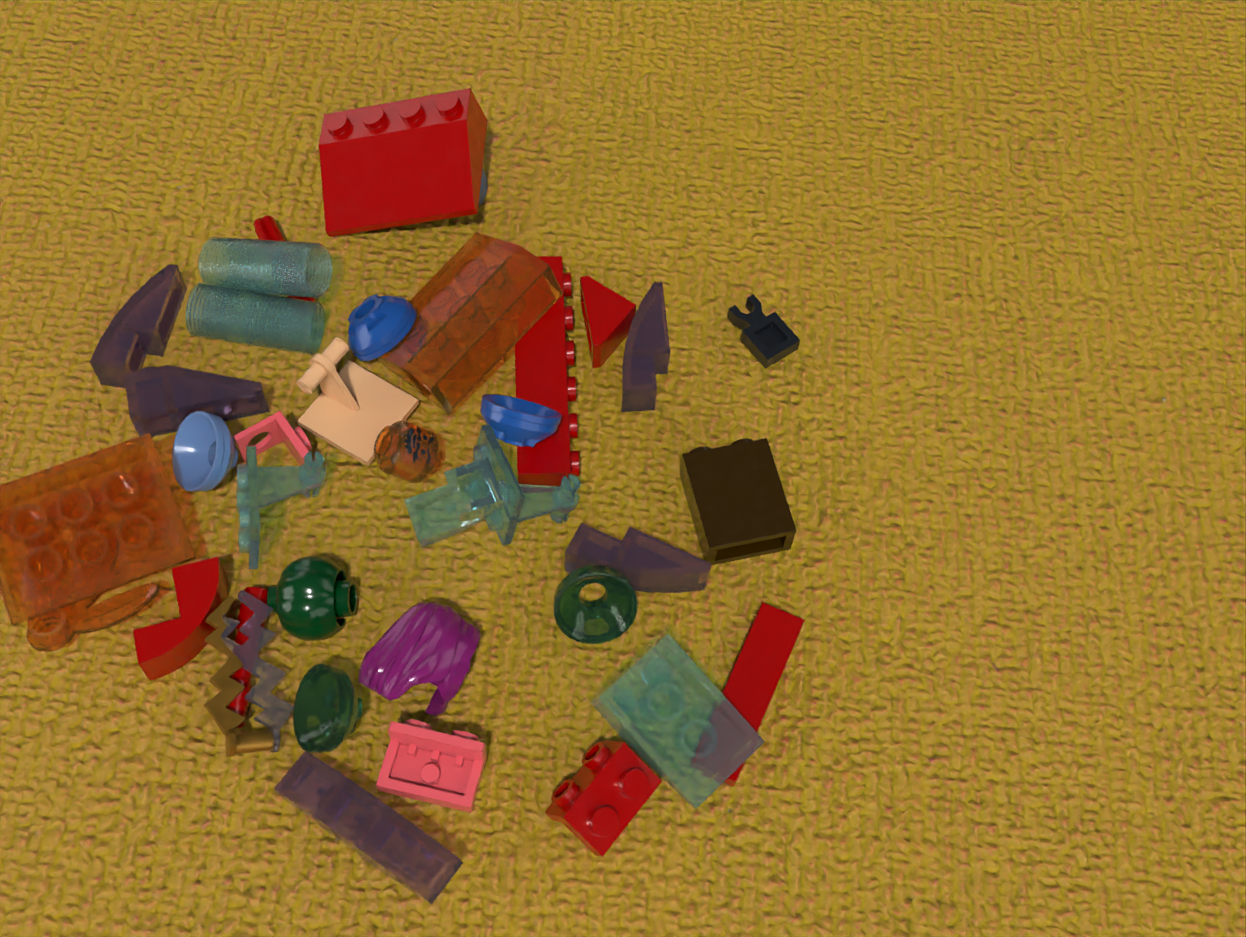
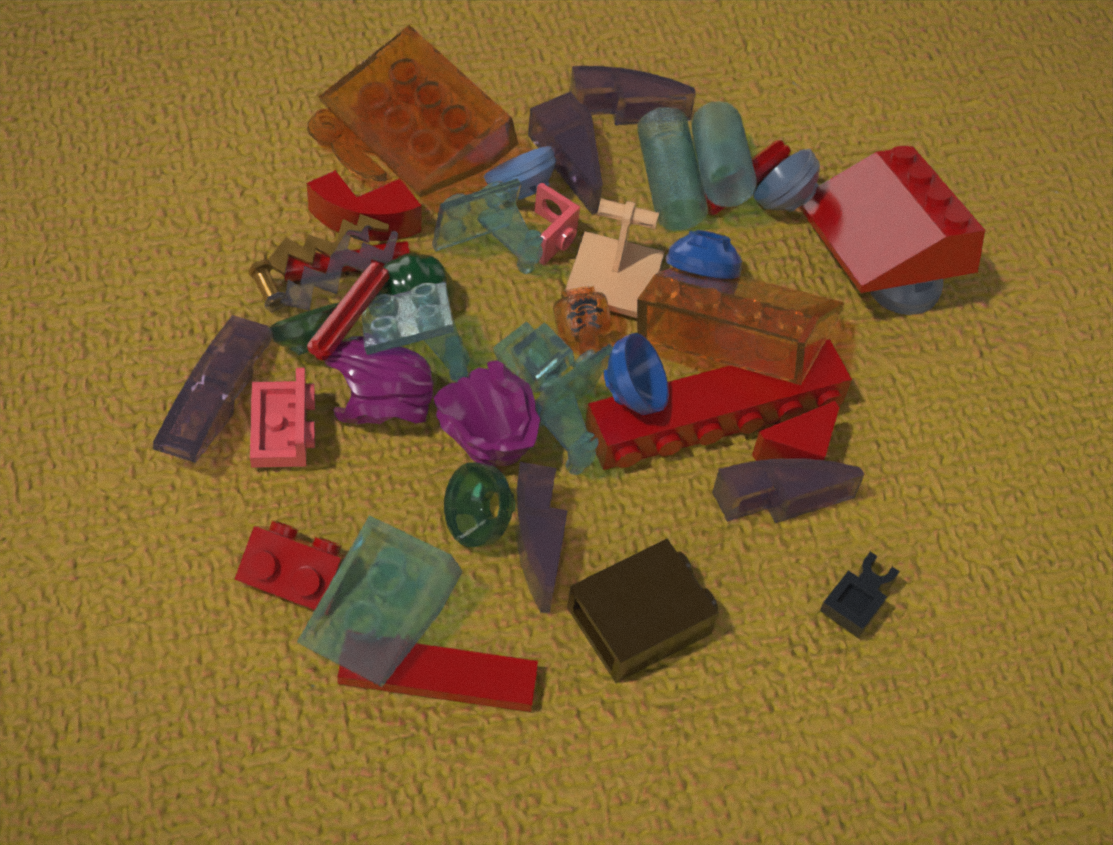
camera: 70 degrees right, 5 degrees down
(305, 218) = (790, 182): none -> sand blue piece
(343, 657) = (348, 311): none -> red axle
(376, 602) = (415, 317): none -> clear light blue plate
(498, 564) = (490, 414): none -> magenta hair

